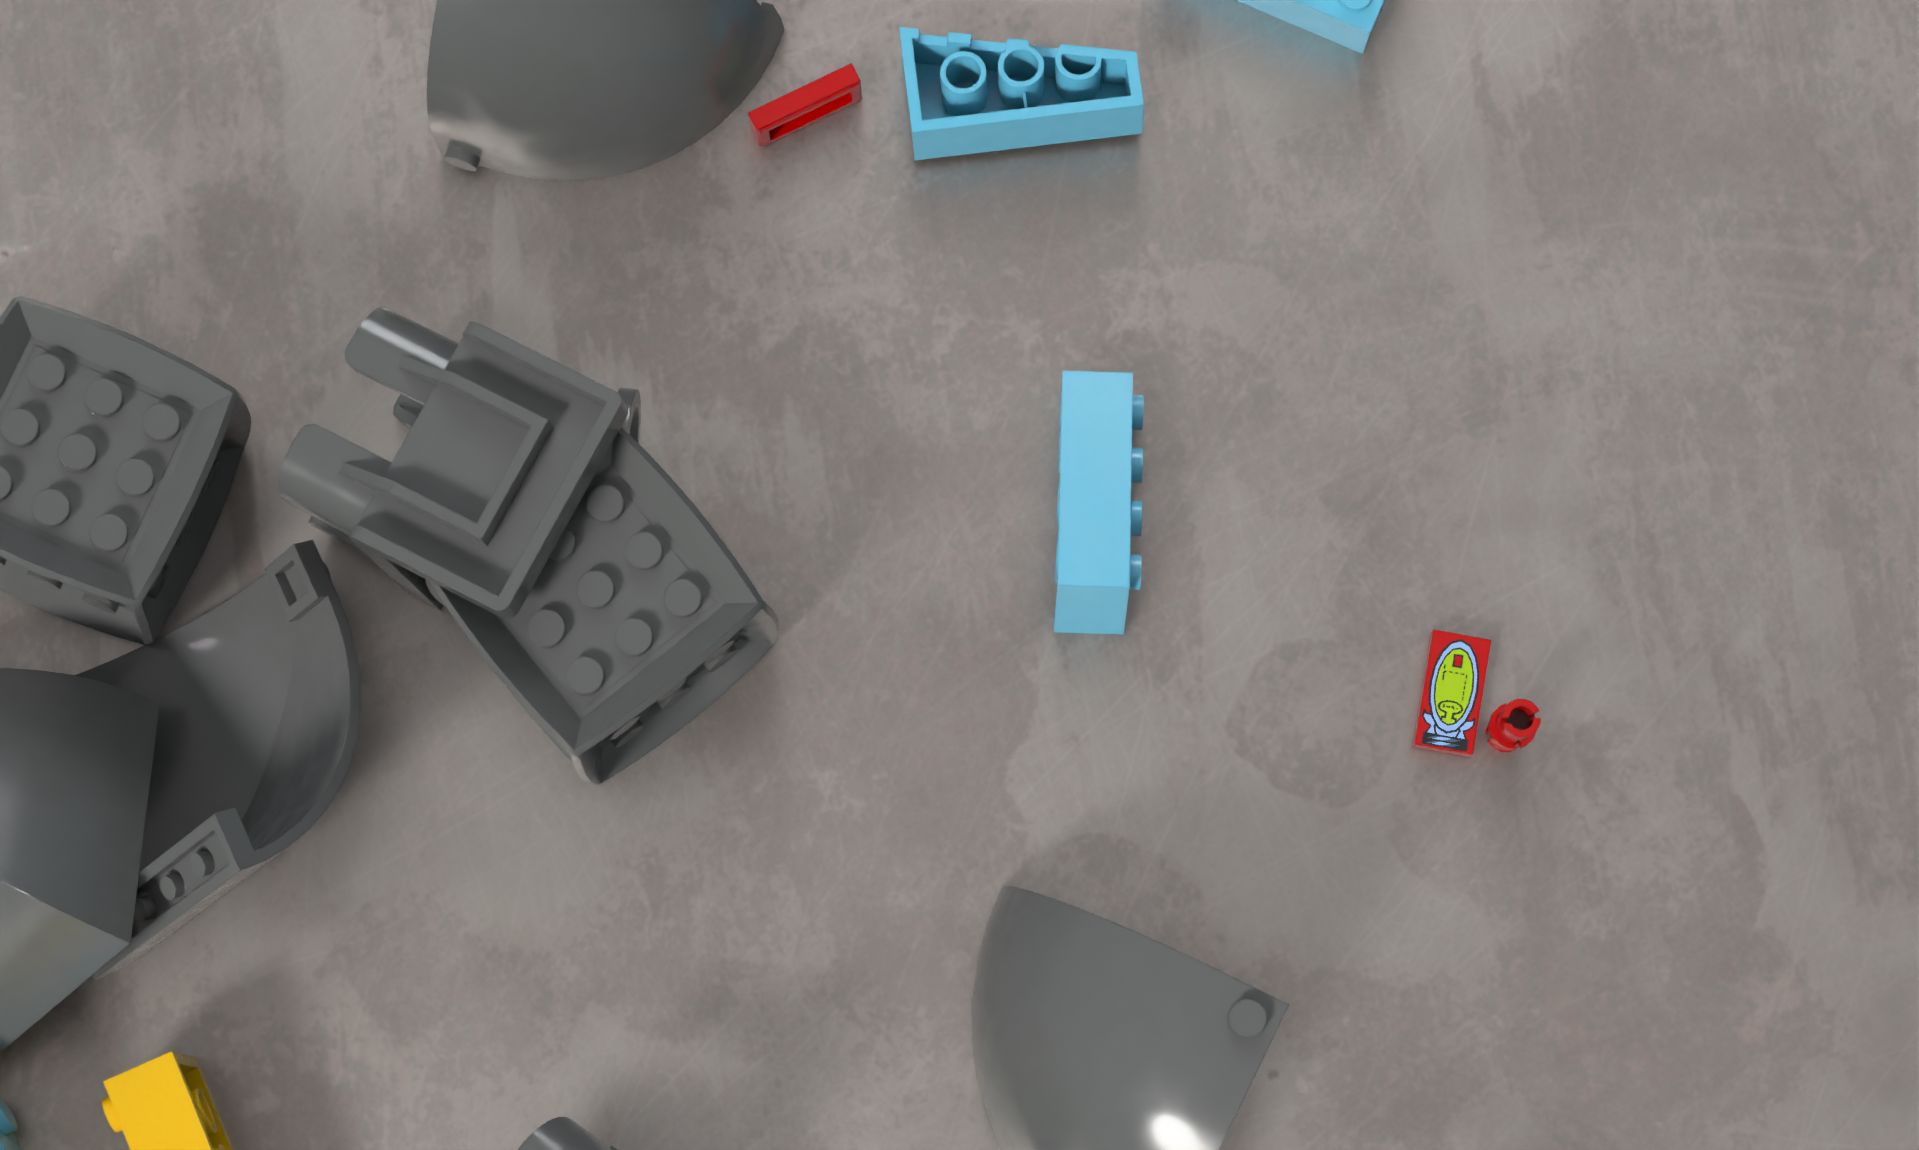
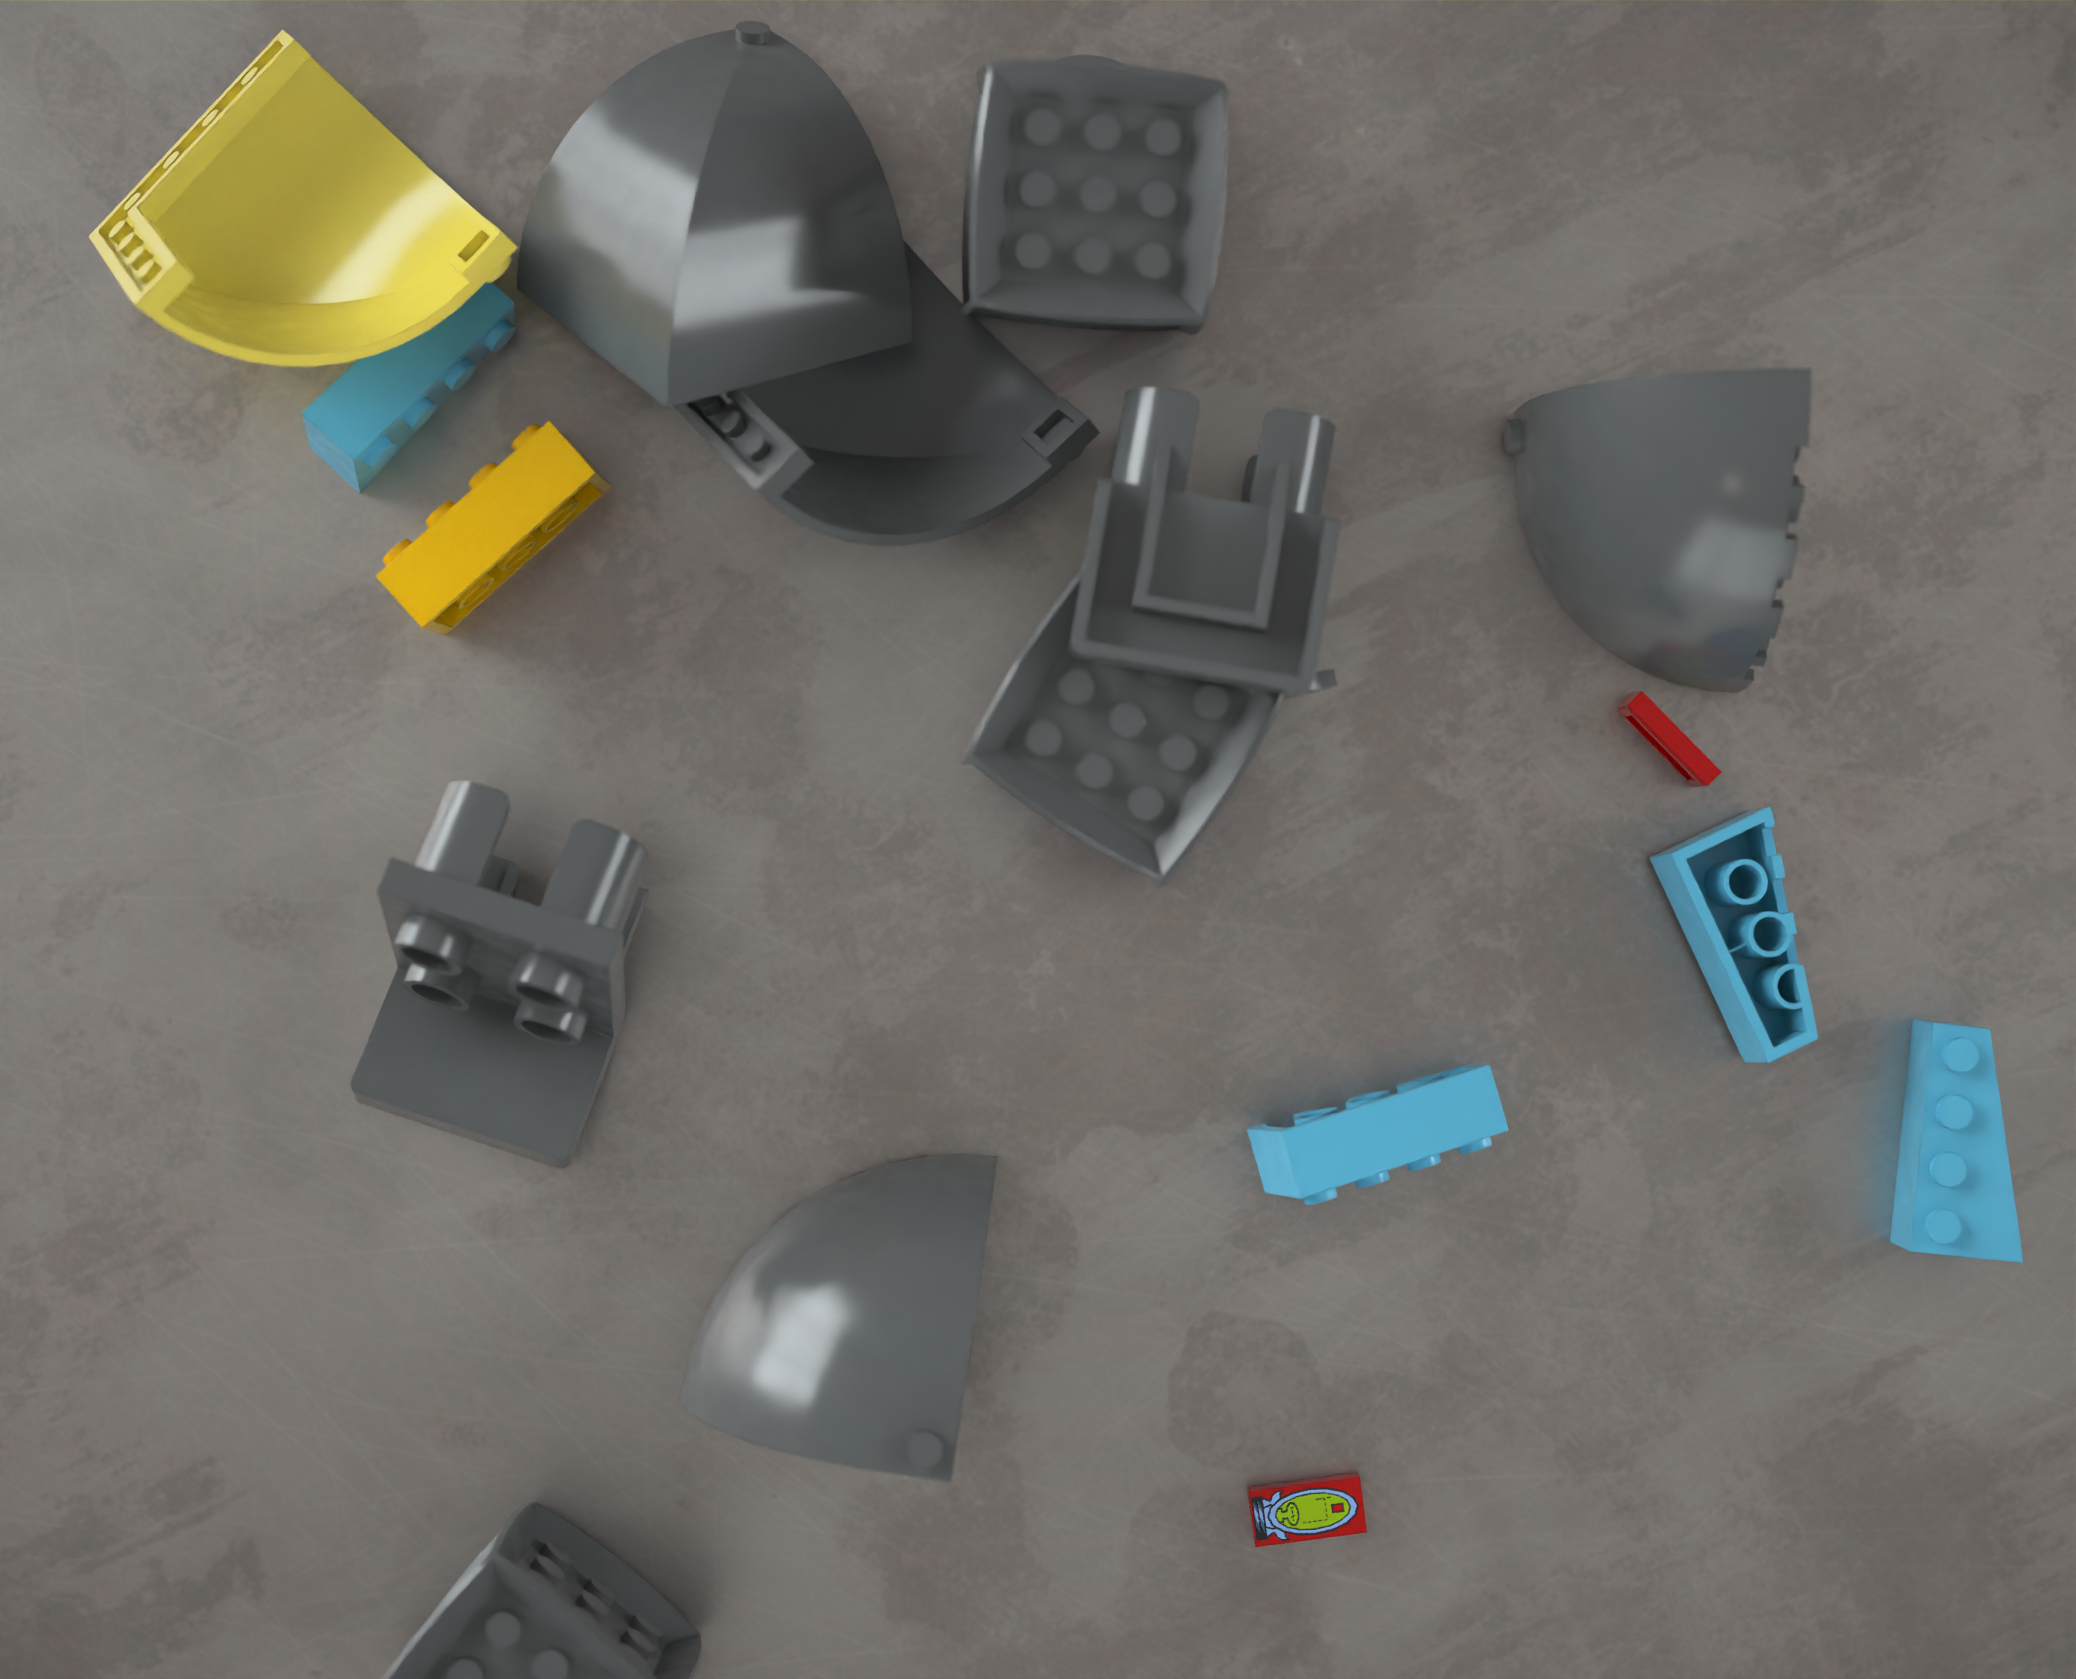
camera: 70 degrees right, 10 degrees up
(1518, 714) = (1290, 1594): red pin -> none

